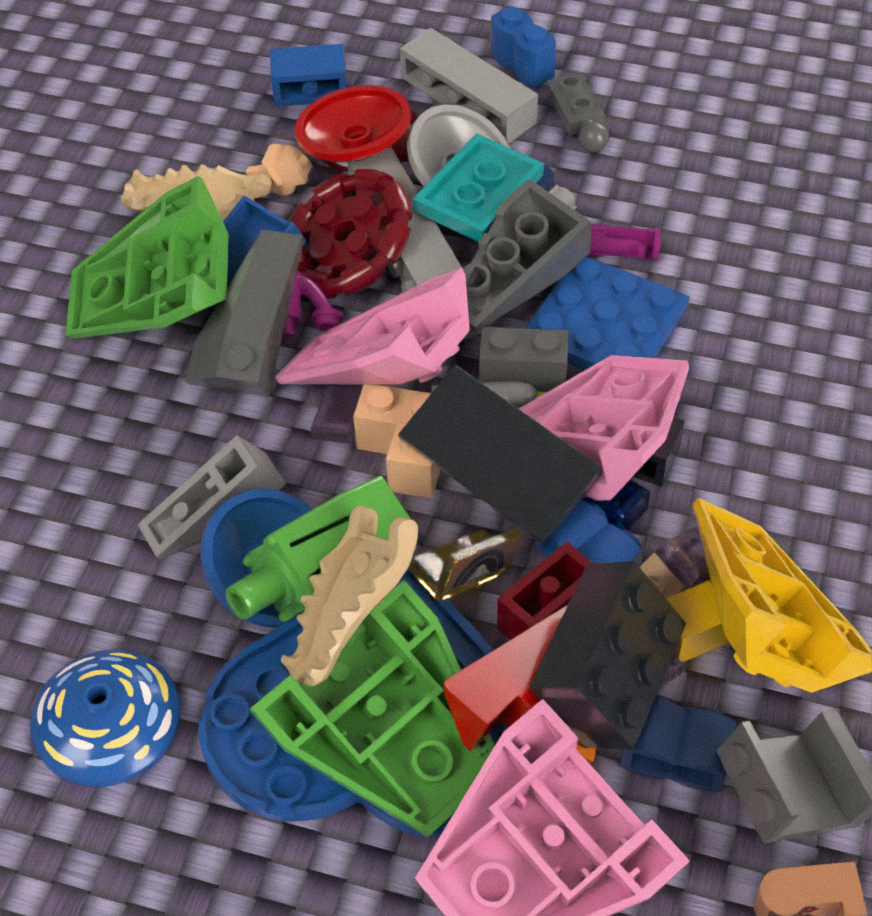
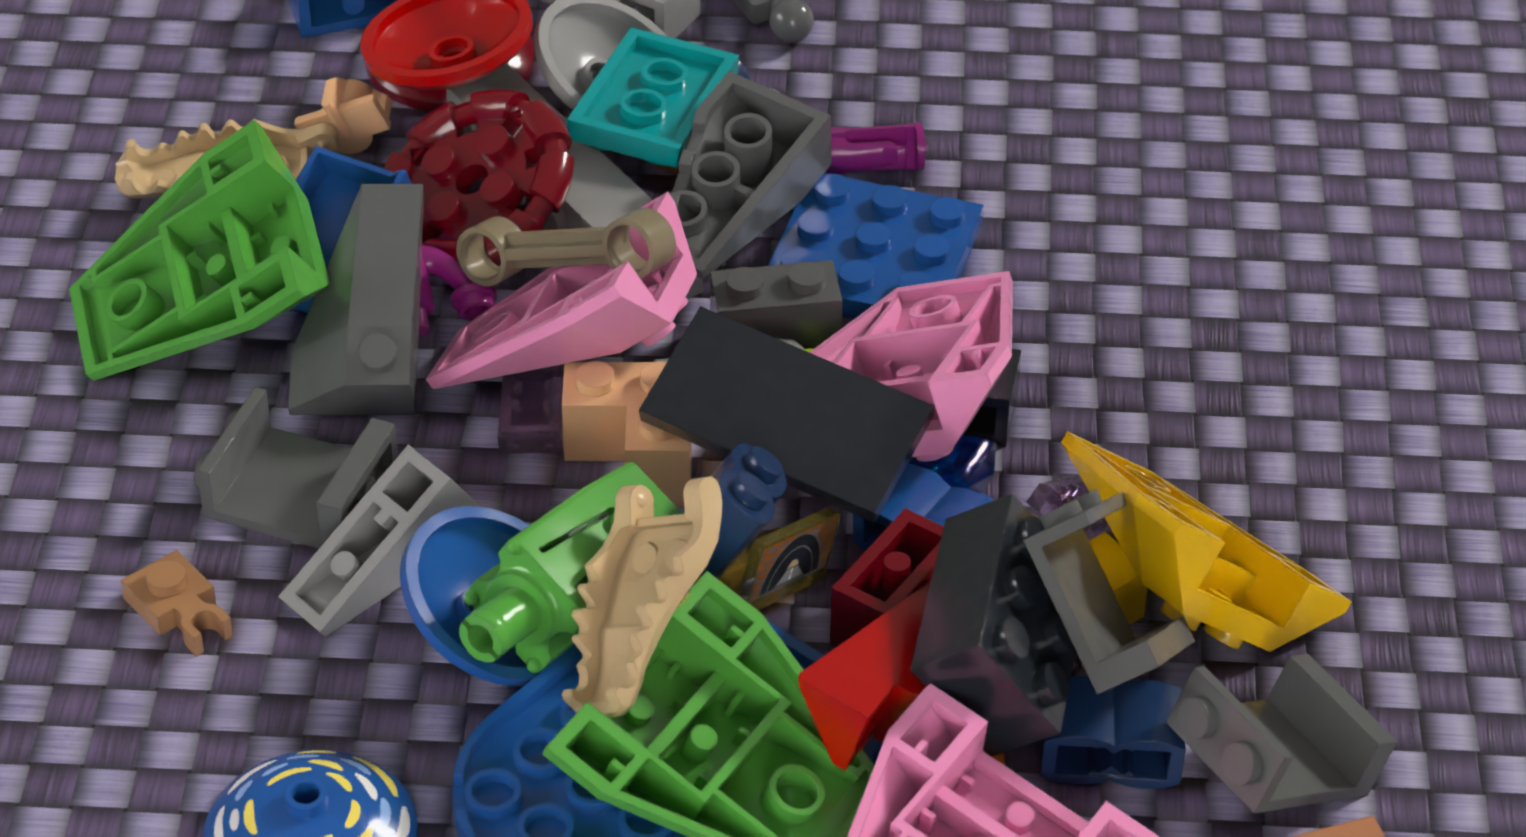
camera: 15 degrees left, 10 degrees down
(70, 515) = (176, 595): none -> medium nougat plate
(167, 433) = (288, 480): none -> dark grey panel
(344, 289) = (564, 246): none -> dark tan piece
(445, 522) = (749, 487): none -> dark blue brick
(676, 653) = (1088, 602): none -> dark grey panel

